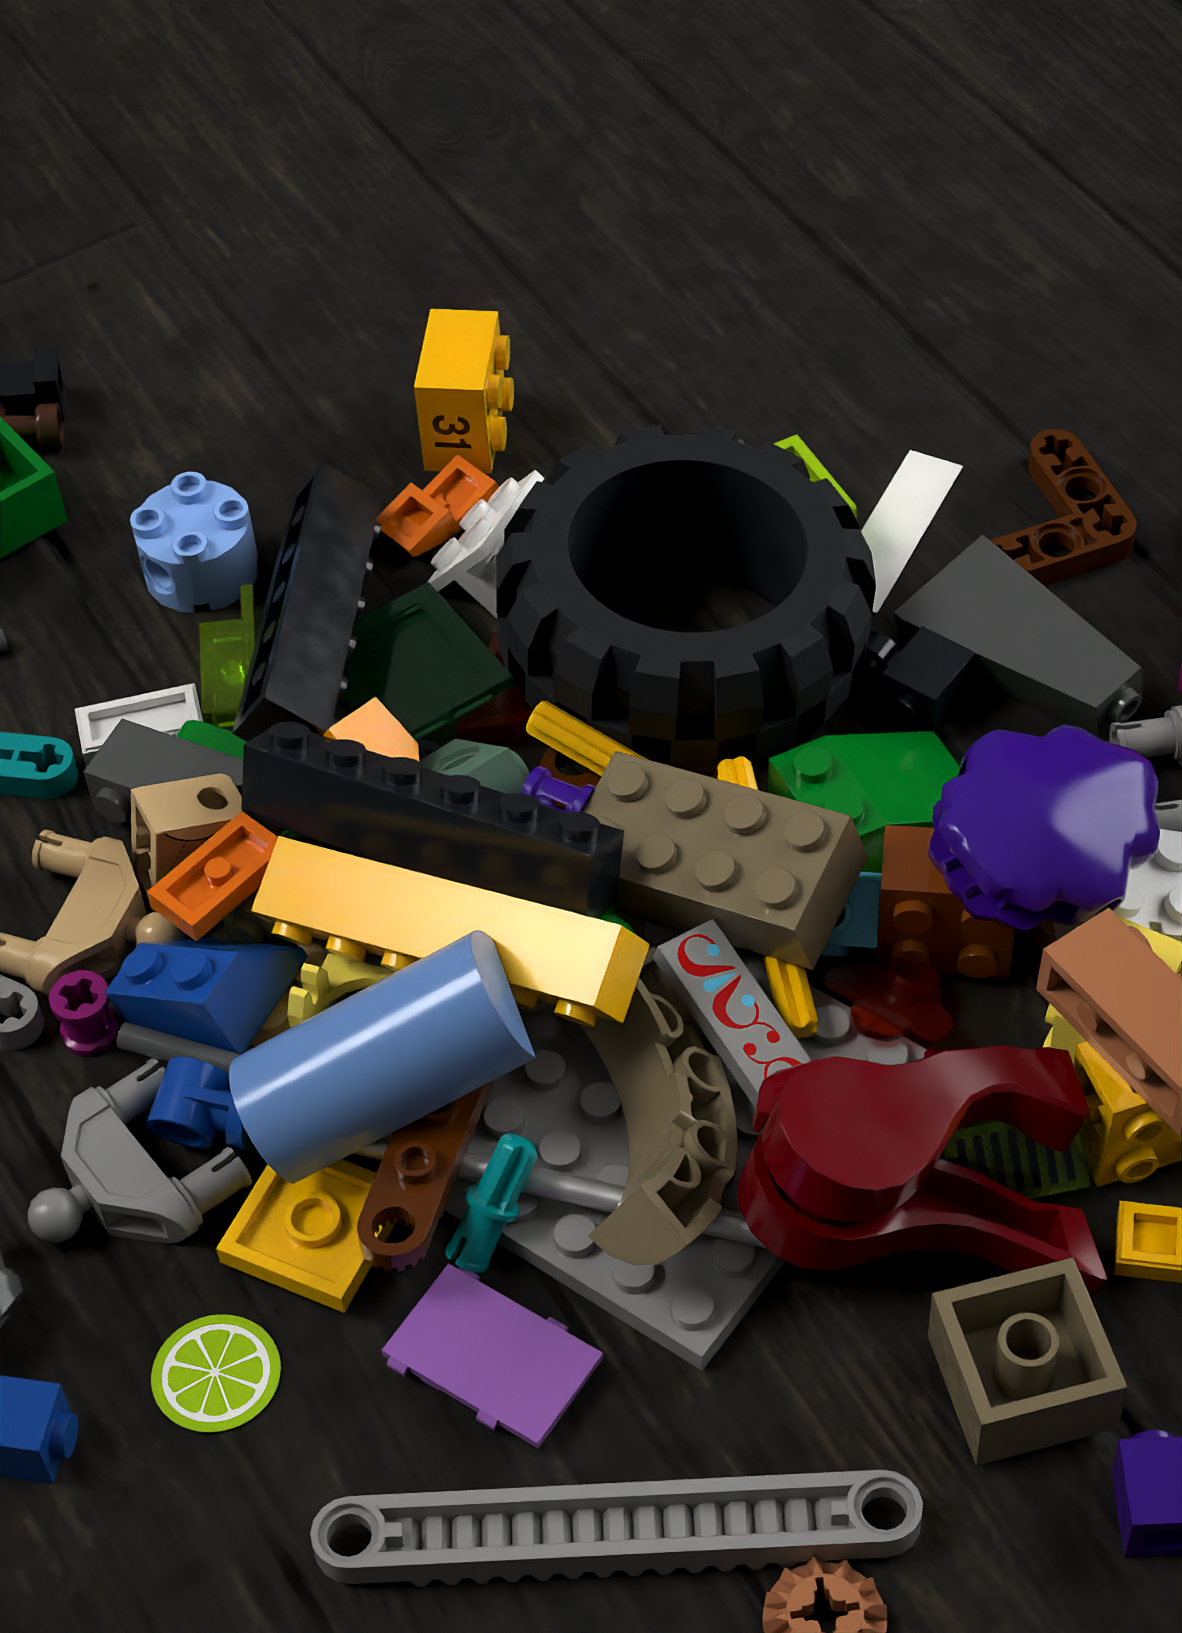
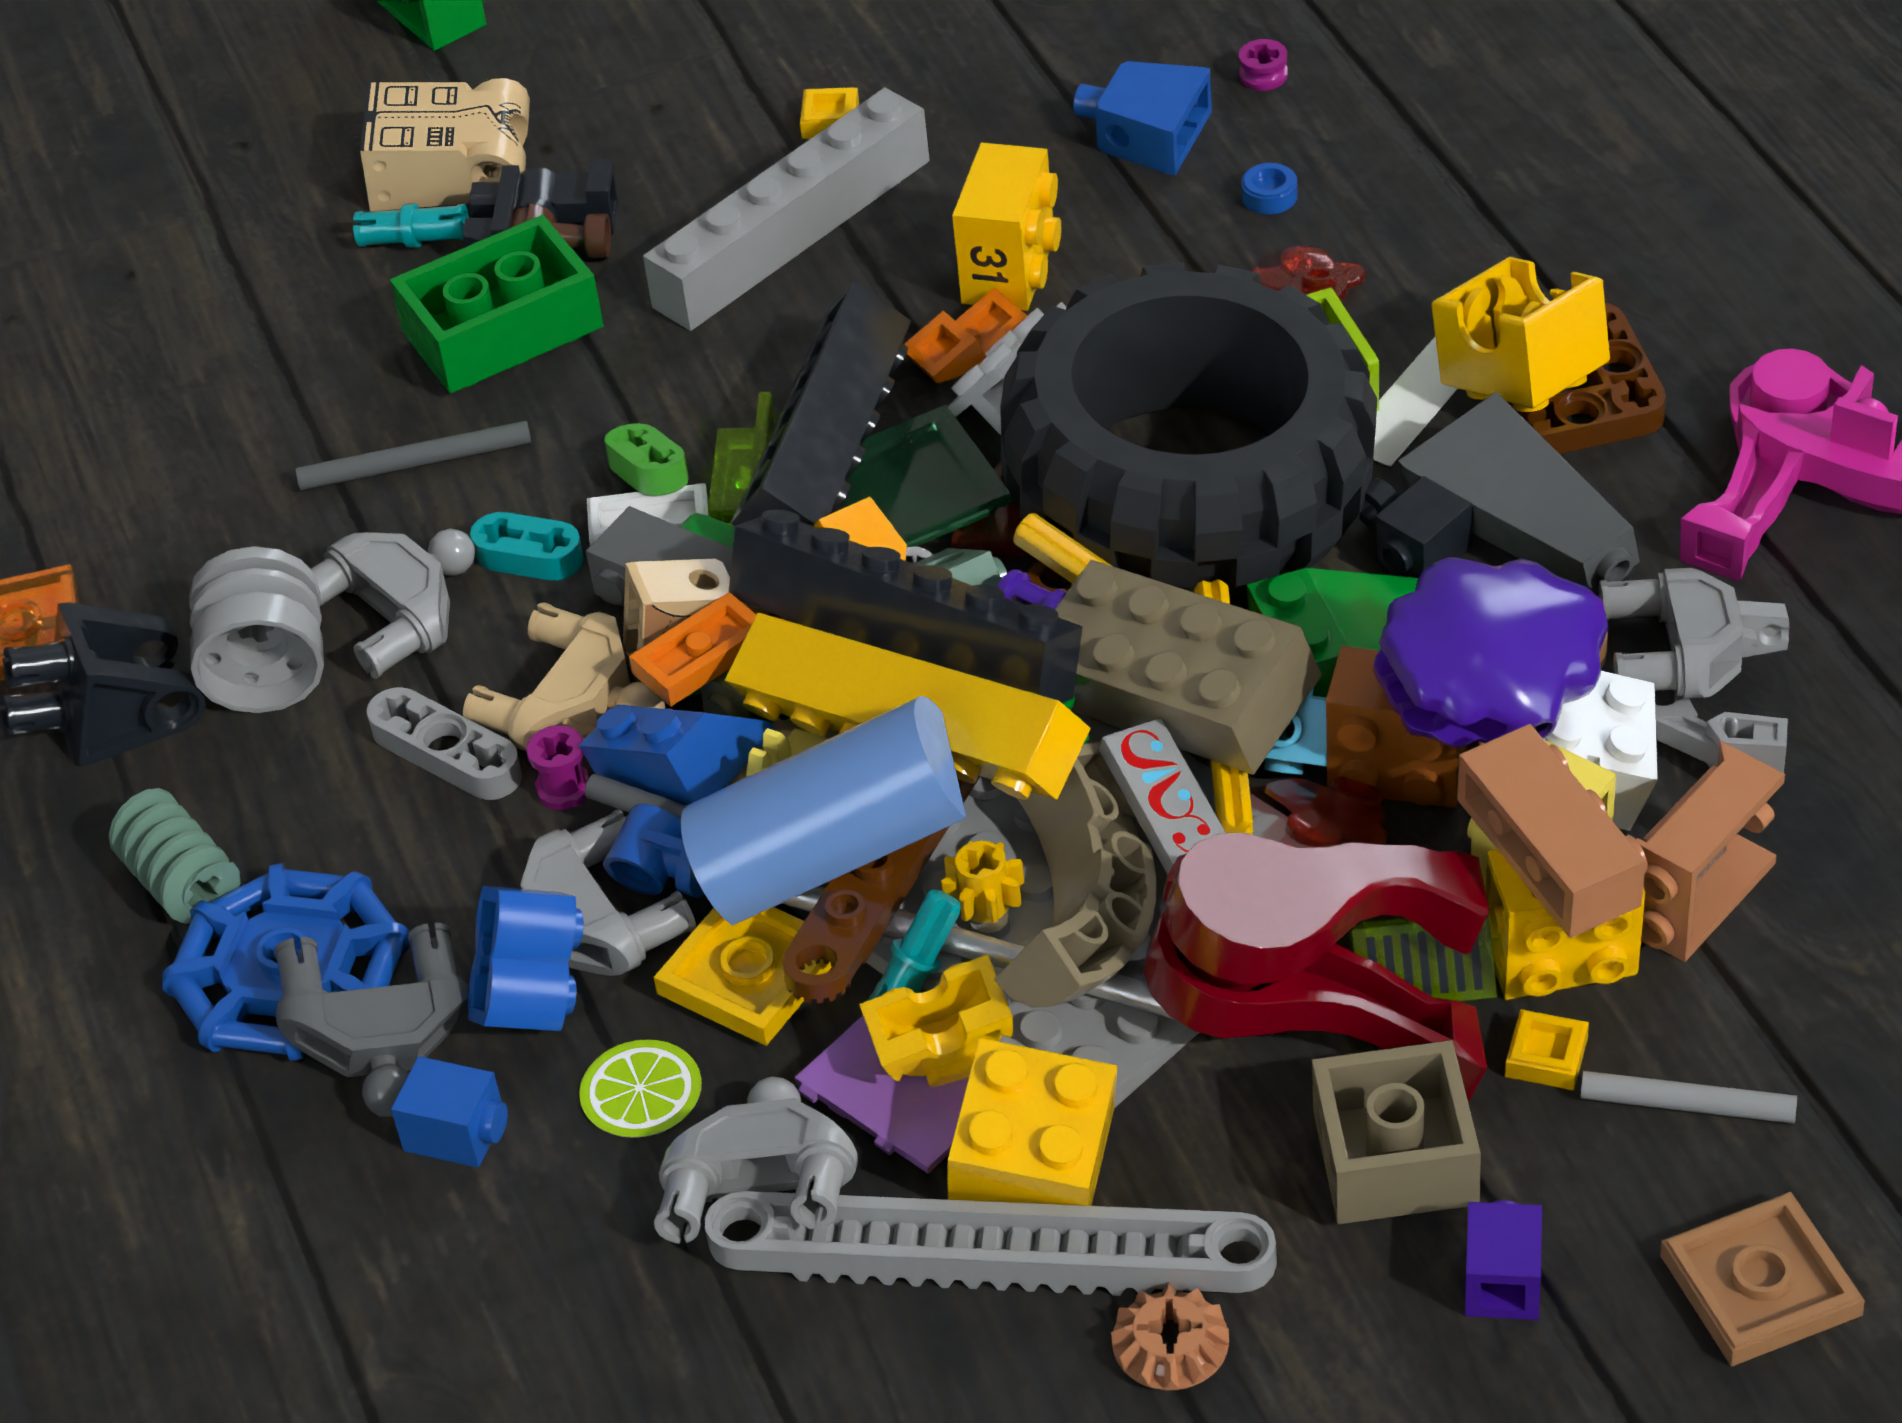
camera: 10 degrees right, 5 degrees down
(76, 1246) = (524, 958): none -> blue brick
(131, 662) = (646, 459): none -> bright green beam
(195, 543) = (723, 353): light blue brick -> none
(239, 382) = (786, 209): none -> light grey brick
(264, 282) = (824, 108): none -> yellow tile
(355, 1444) = (758, 1148): none -> light grey connector
(533, 1285) = (940, 1028): none -> yellow cylinder
(552, 1112) = (983, 881): none -> yellow gear
(580, 263) = (1148, 112): none -> blue torso
(647, 1396) = (1031, 1127): none -> yellow brick
(682, 207) = (1263, 64): none -> magenta bush
(709, 332) = (1269, 188): none -> blue tile
(765, 417) = (1310, 271): none -> clear red plate
(984, 480) = (1514, 341): none -> yellow piece

